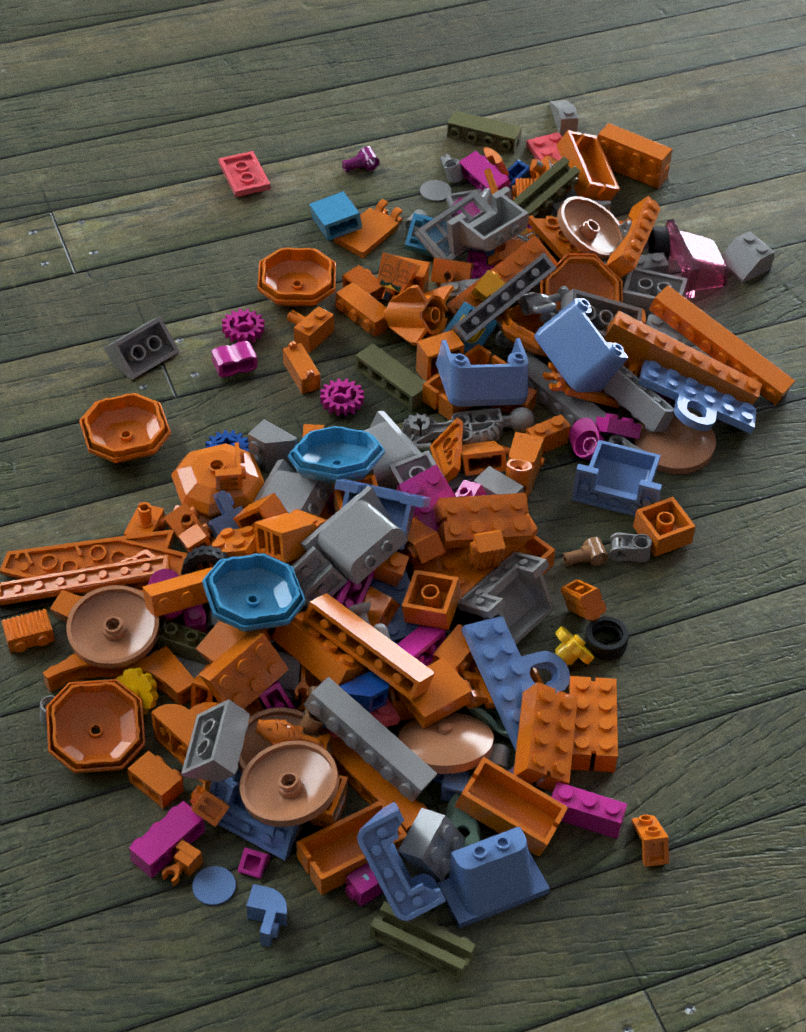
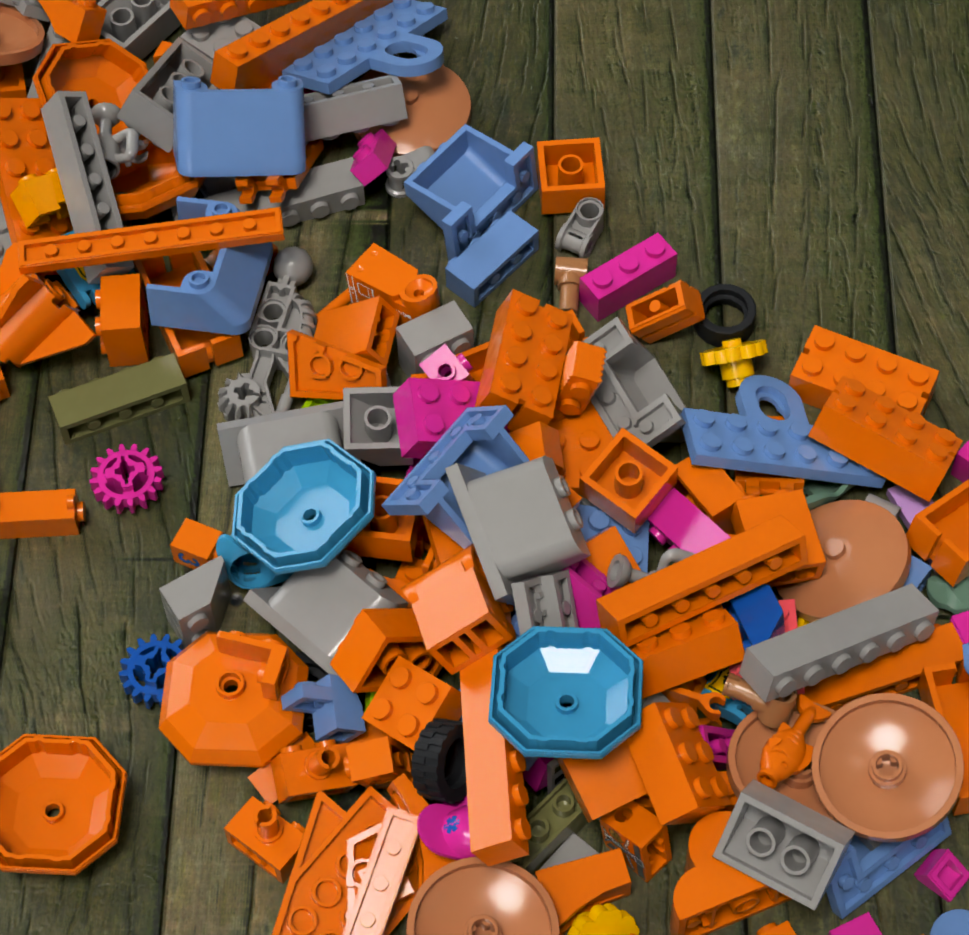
camera: 65 degrees left, 10 degrees up
(208, 804) = (847, 902): orange bracket -> none
(478, 334) = (150, 240): none -> orange tile
(554, 431) = (336, 244): orange brick -> none
(582, 510) = (491, 258): none -> medium blue brick
(584, 438) = (370, 203): dark pink cap -> none
(611, 579) = (627, 276): none -> dark pink brick

